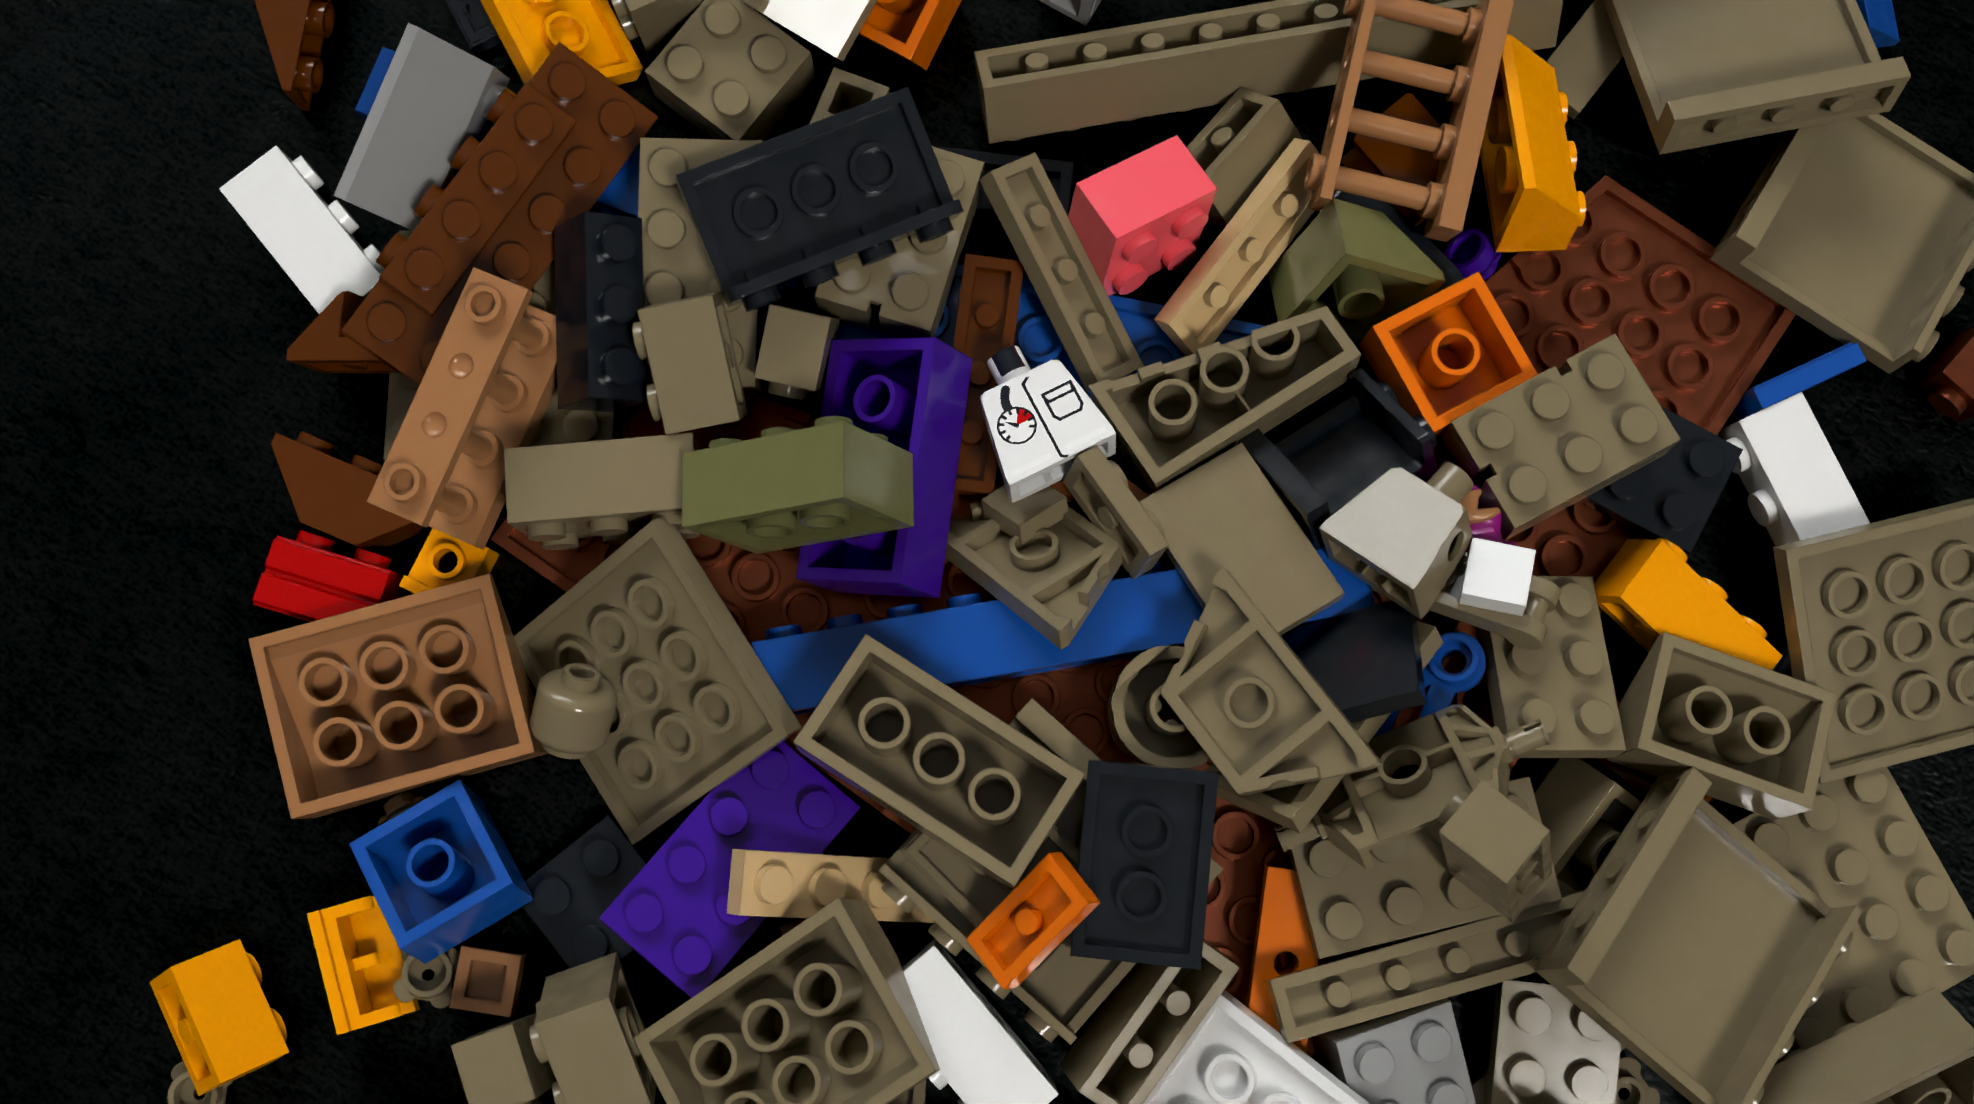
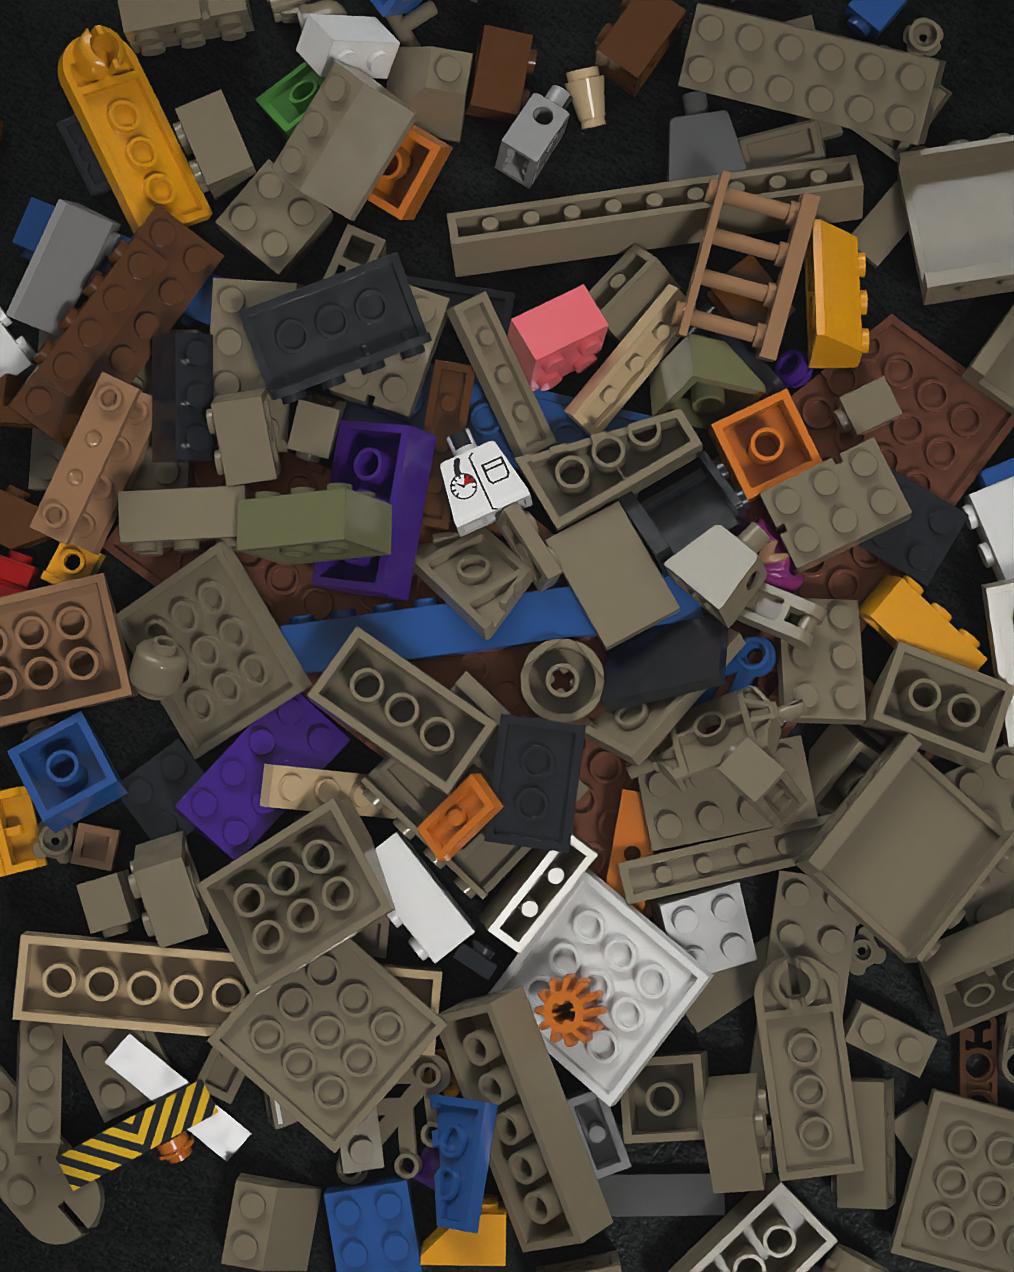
camera: 10 degrees right, 5 degrees up
(1025, 515) = (469, 545): dark tan tile -> none
(1257, 701) = (613, 678): dark tan wing -> none
(1497, 577) = (782, 601): white tile -> none
(1587, 303) = (866, 409): none -> dark tan brick

